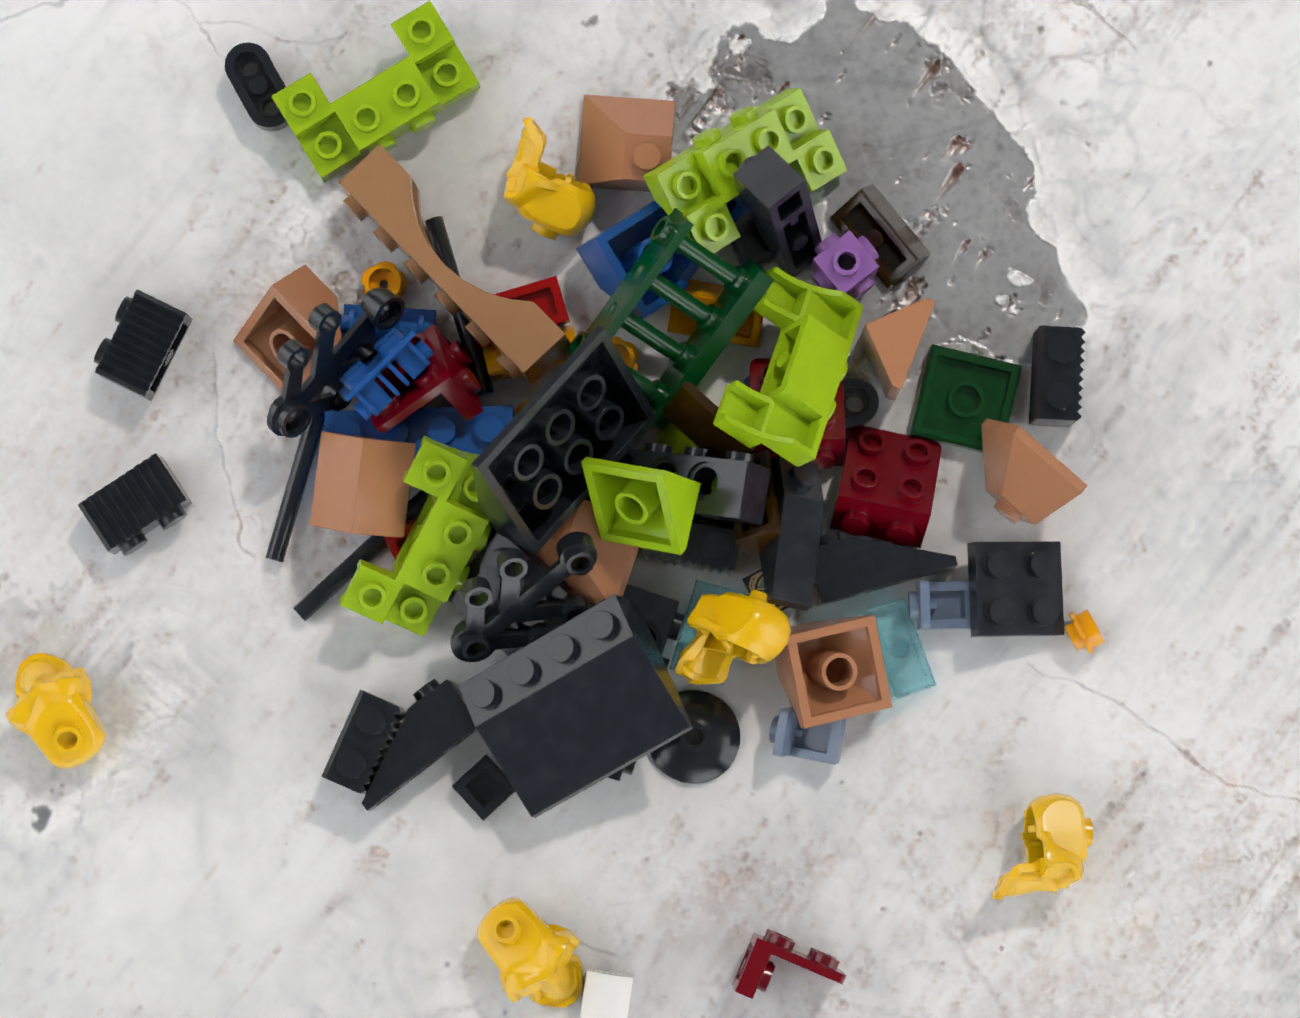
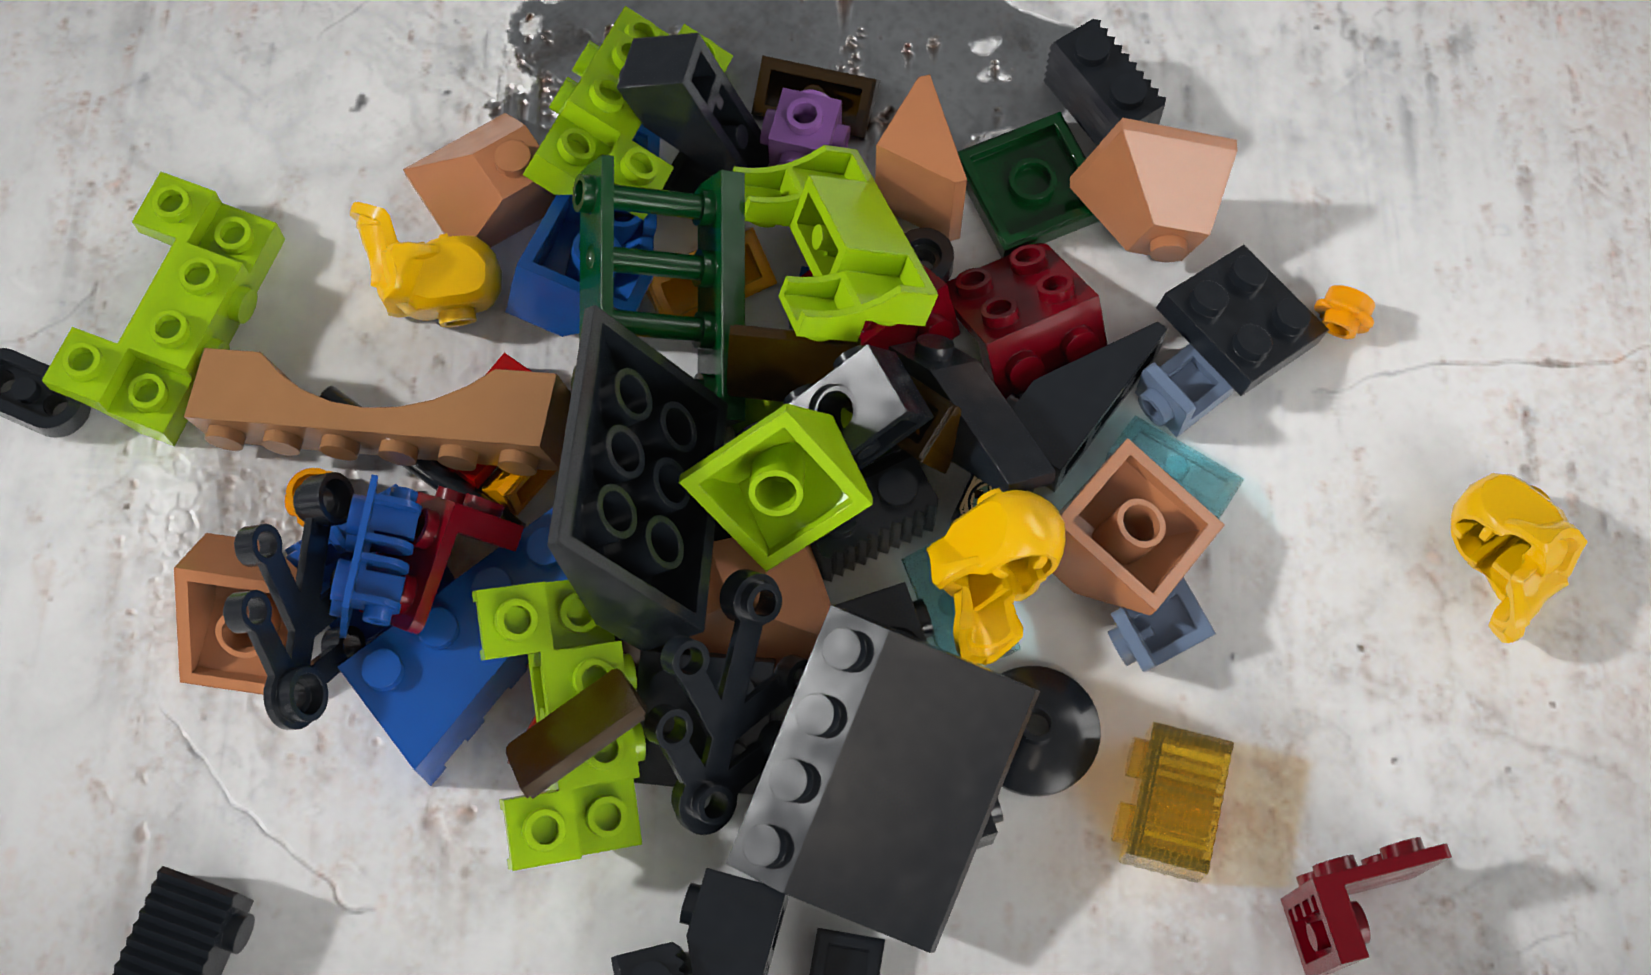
camera: 40 degrees left, 15 degrees down
(142, 344) = (66, 758): black brick -> none
(295, 488) = (366, 787): black bar -> none
(345, 571) = (494, 842): black bar -> none
(362, 485) = (437, 710): nougat slope -> none
(424, 559) = (575, 732): none -> dark brown slope
(734, 836) = (1173, 801): none -> clear yellow brick

